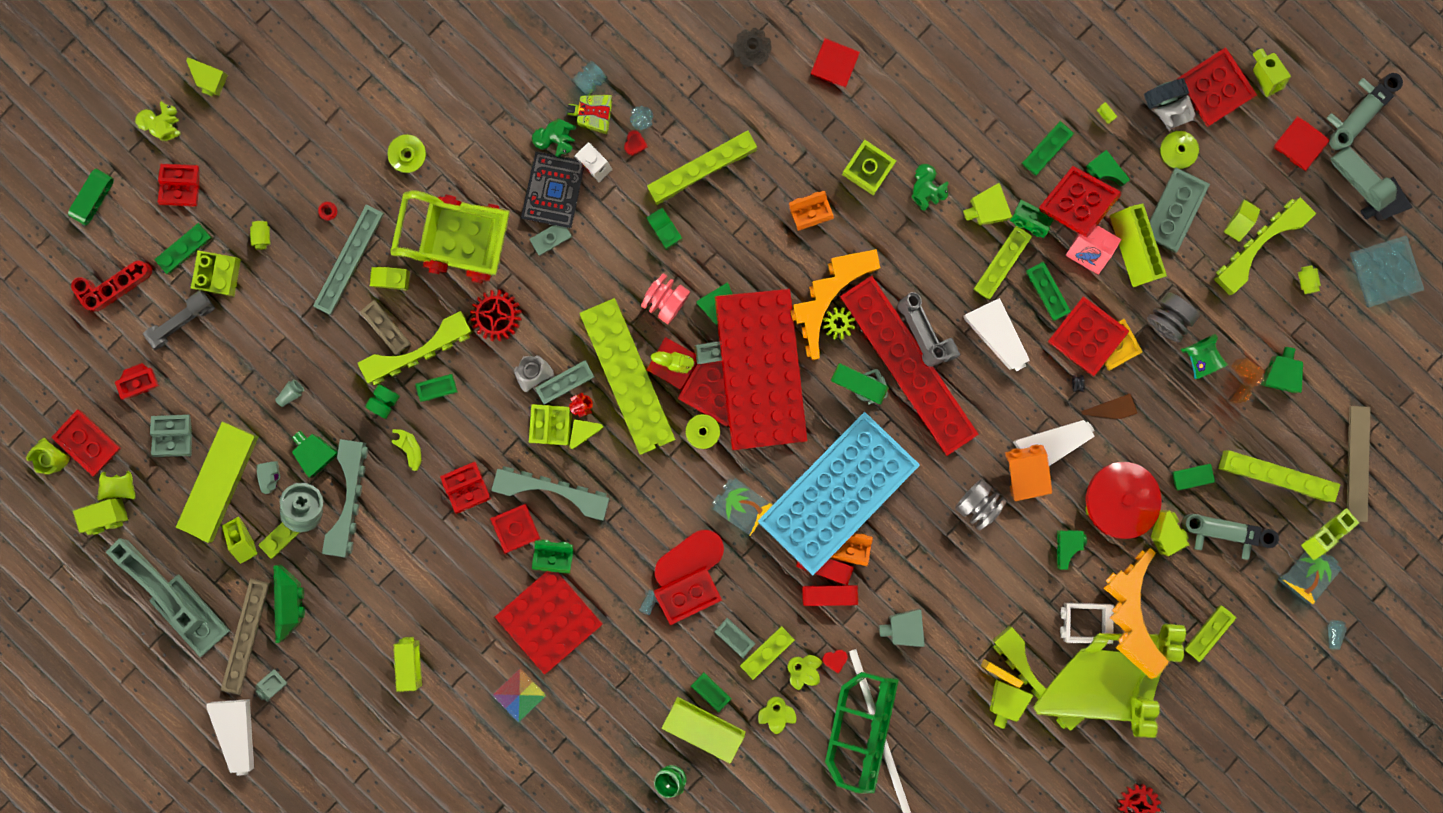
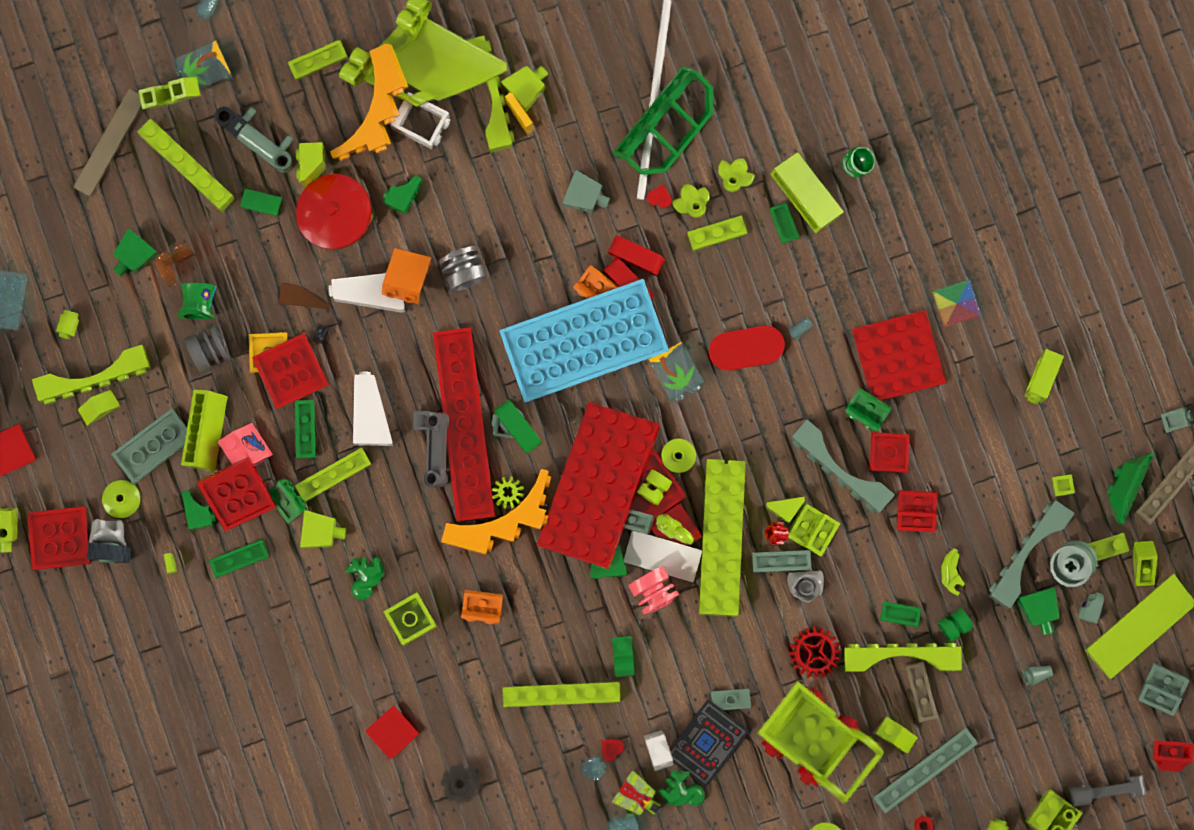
camera: 155 degrees left, 5 degrees down
(345, 575) = (1063, 485): none -> lime plate
(678, 335) = (655, 552): none -> white sticker
(687, 595) = (763, 316): red plate -> none
(709, 397) = (655, 480): none -> lime wheel
(734, 637) = (739, 260): sand green plate -> none

